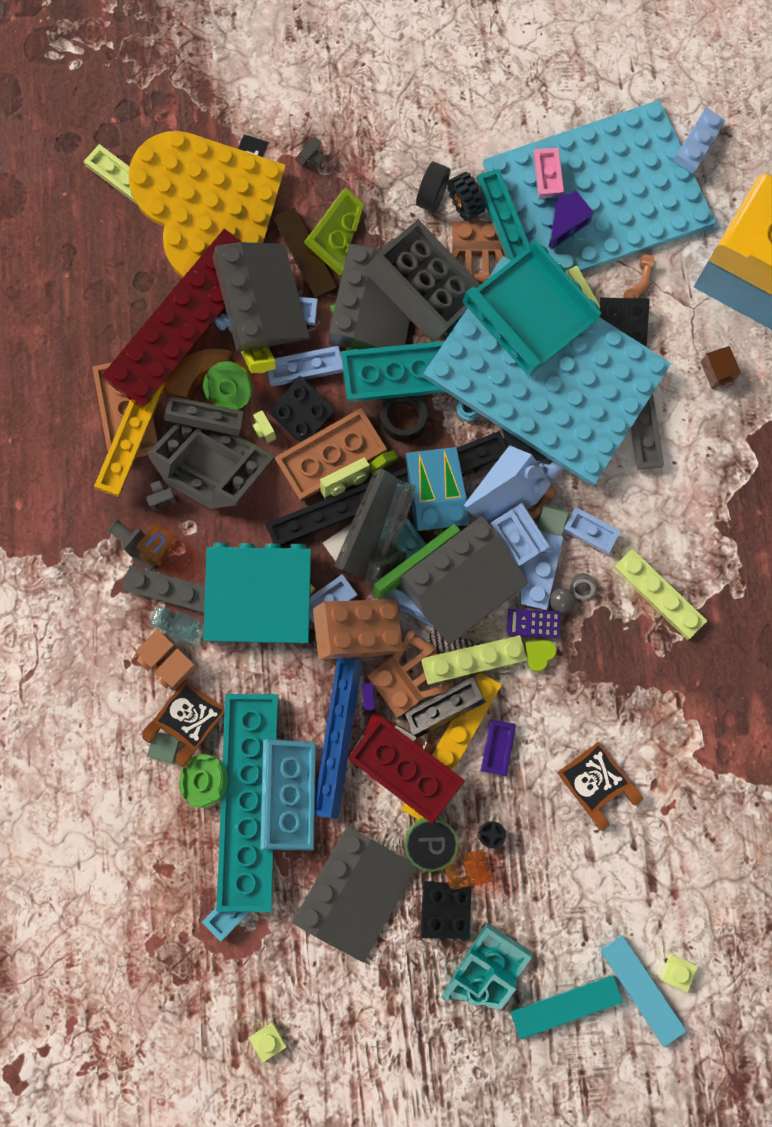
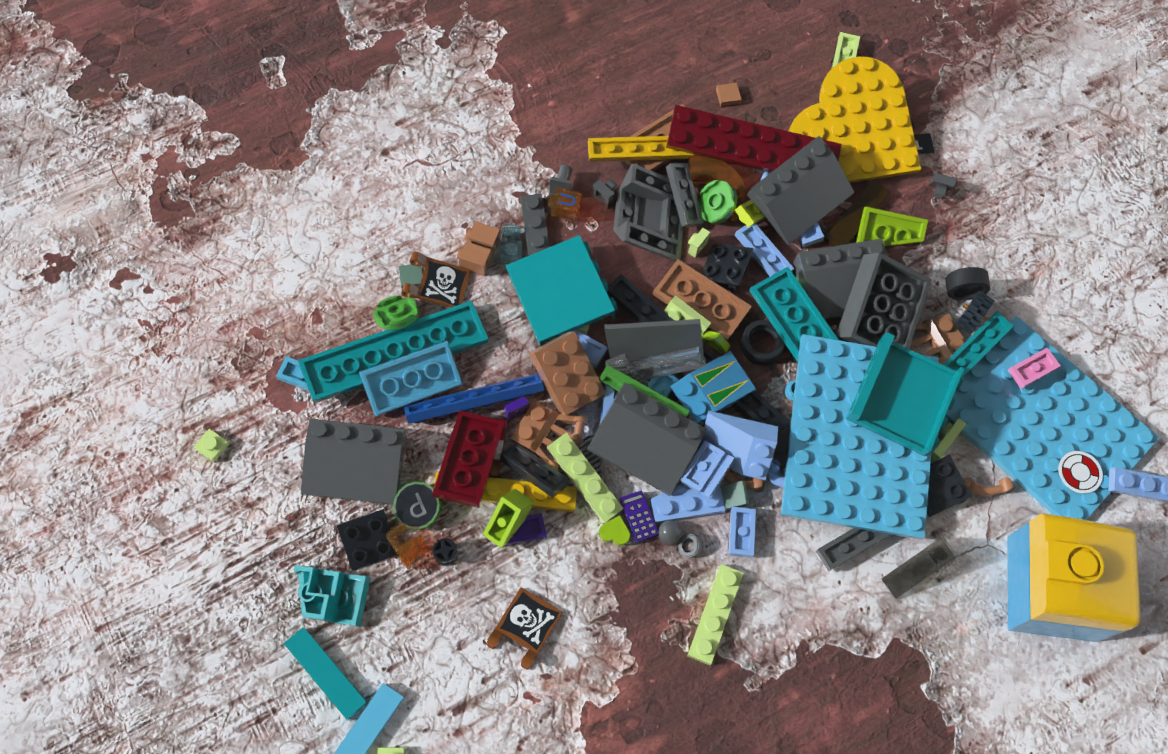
camera: 60 degrees right, 10 degrees down
(101, 313) = (728, 94): none -> nougat tile
(486, 755) = (507, 517): none -> lime slope
(569, 217) = (1002, 399): dark purple slope -> none
(664, 188) = (1080, 472): none -> sticker
(694, 380) = (919, 567): none -> clear smoke slope
(720, 367) = (945, 585): reddish brown brick -> none

